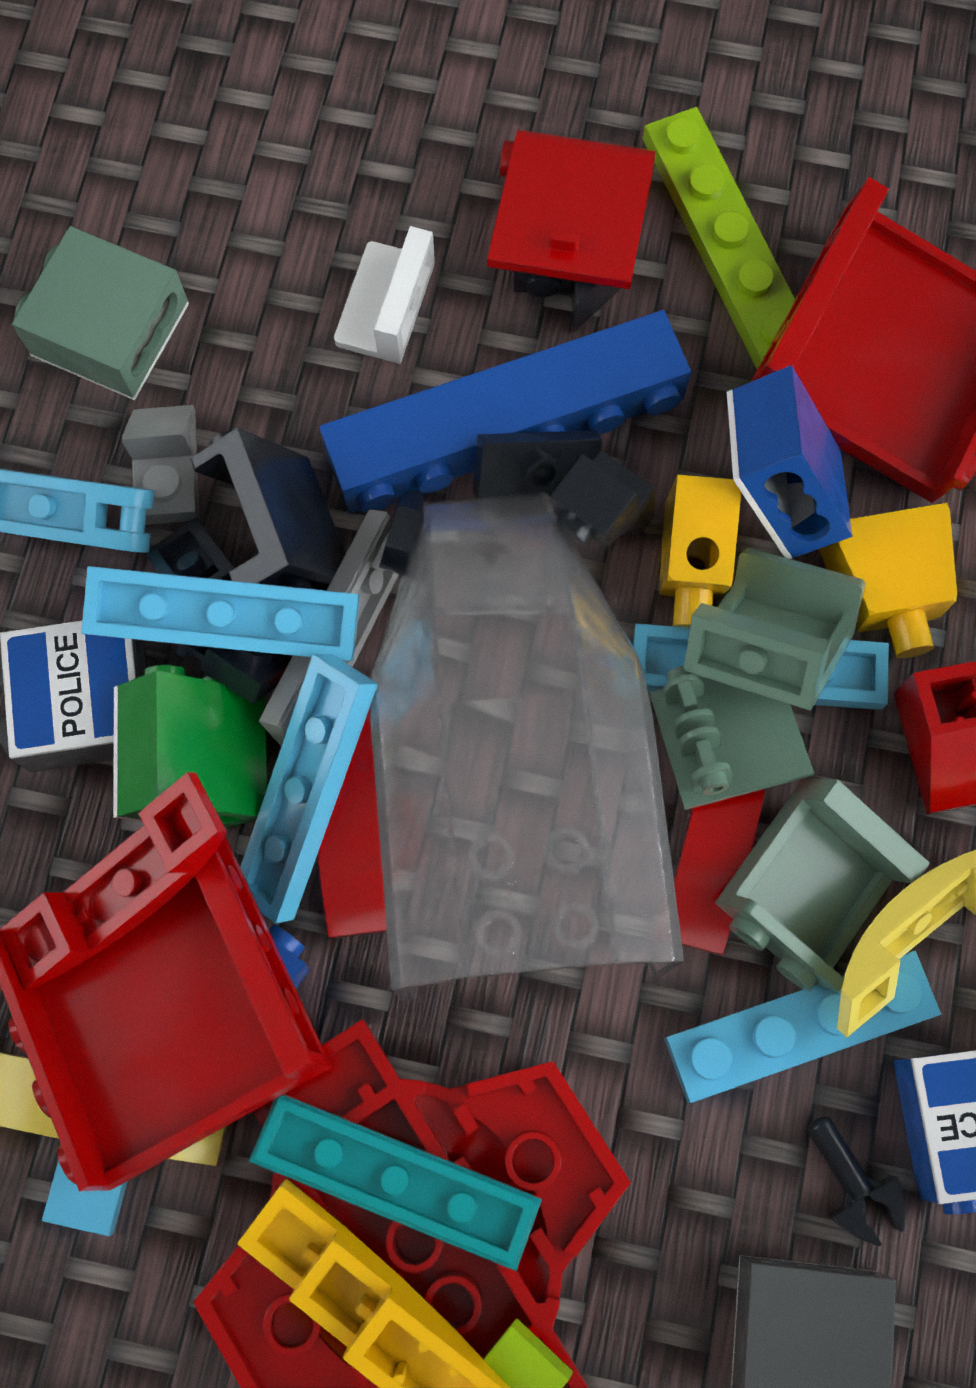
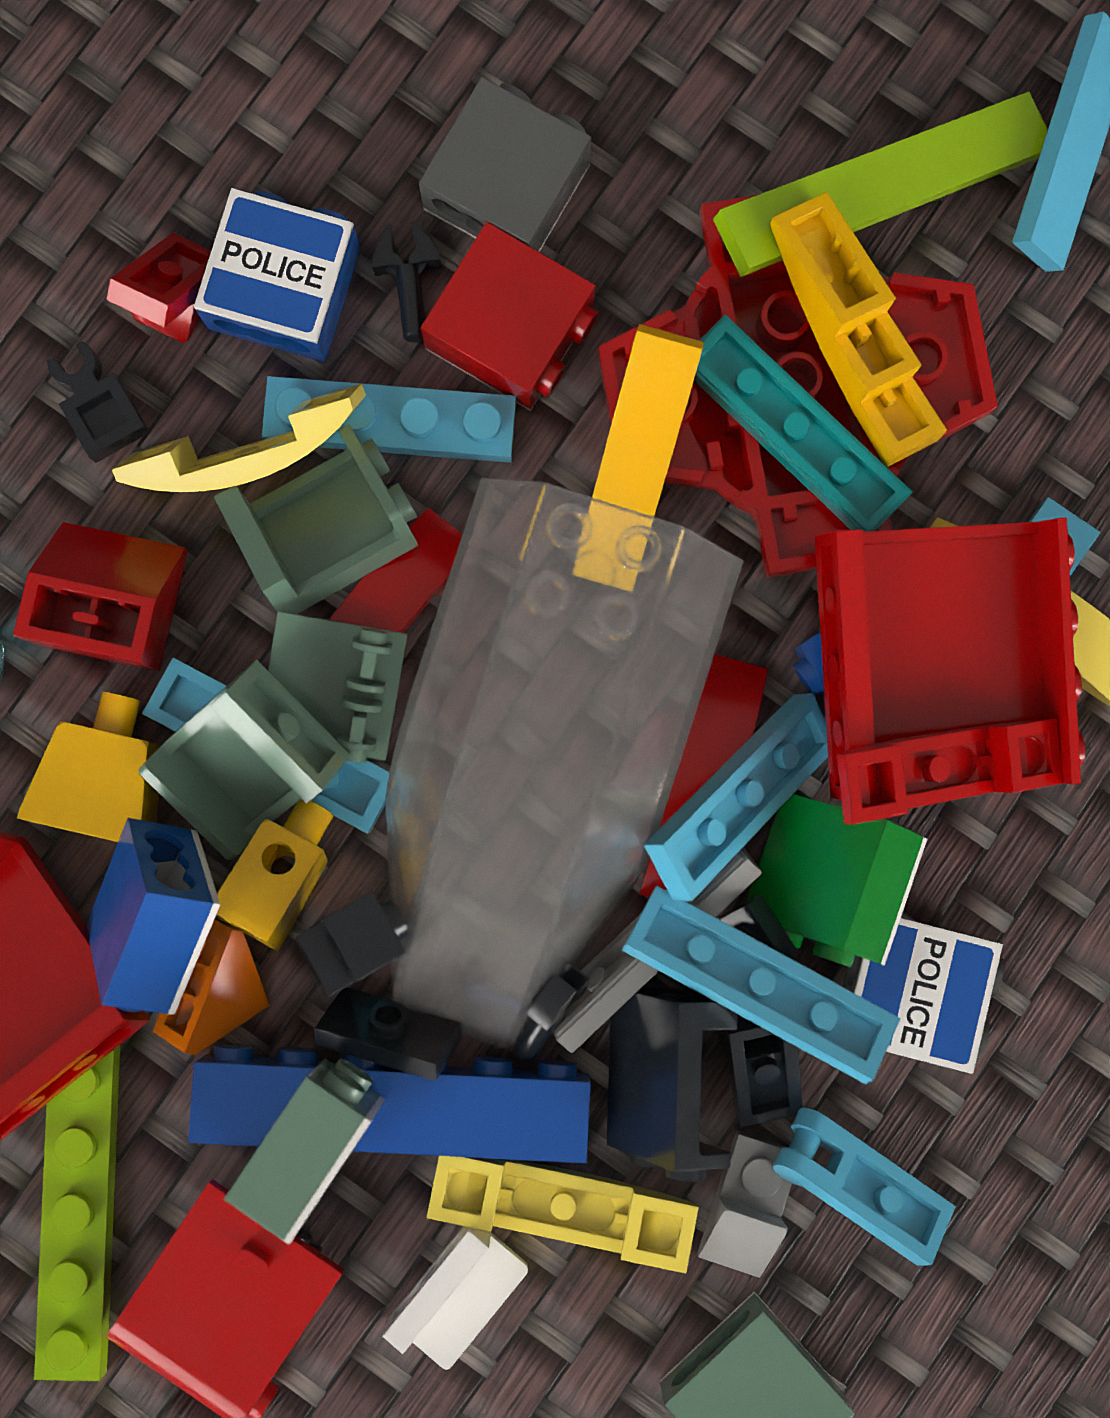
camera: 160 degrees left, 10 degrees up
(306, 399) = (565, 1207): none -> light yellow slope
(544, 1089) = (647, 419): none -> yellow slope
(560, 325) = (306, 1147): none -> sand green piece
(699, 436) = (219, 994): none -> orange slope
(733, 1183) = (510, 317): none -> red piece

